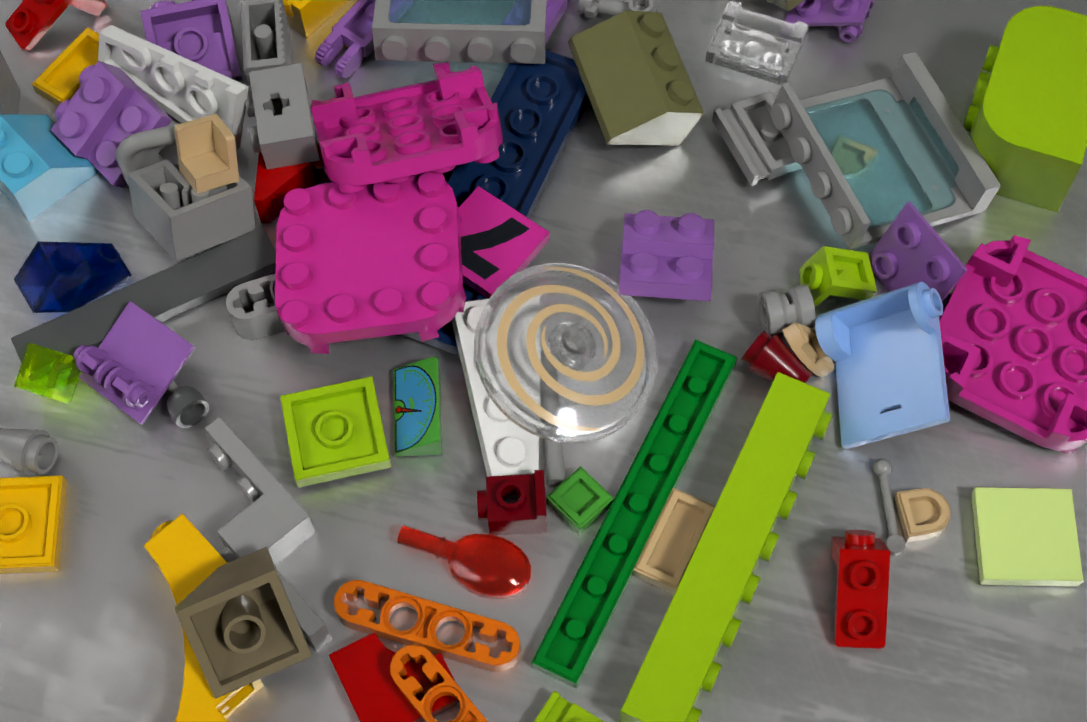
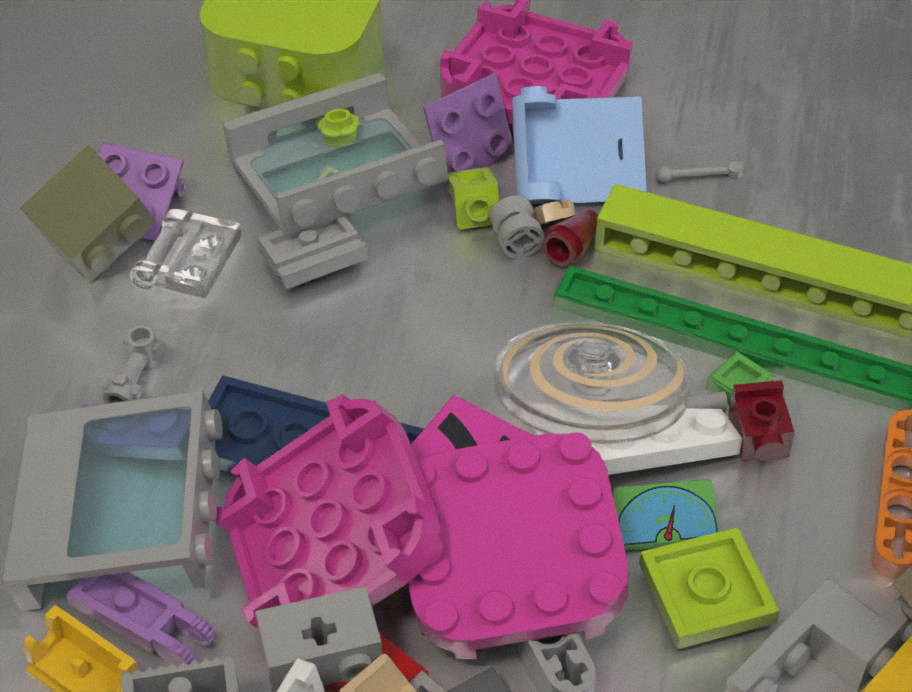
camera: 95 degrees left, 15 degrees down
(477, 562) = (823, 458): clear red piece -> none
(636, 80) = (247, 331): olive slope -> none
(667, 256) = (467, 310): medium lavender plate -> none
(673, 540) = (768, 306): tan tile -> none
(861, 589) = (777, 167): red bracket -> none
(921, 513) = (704, 149): tan tile -> none
(926, 157) = (339, 127): none -> lime plate
(1026, 537) = (712, 90): yellowish green tile -> none

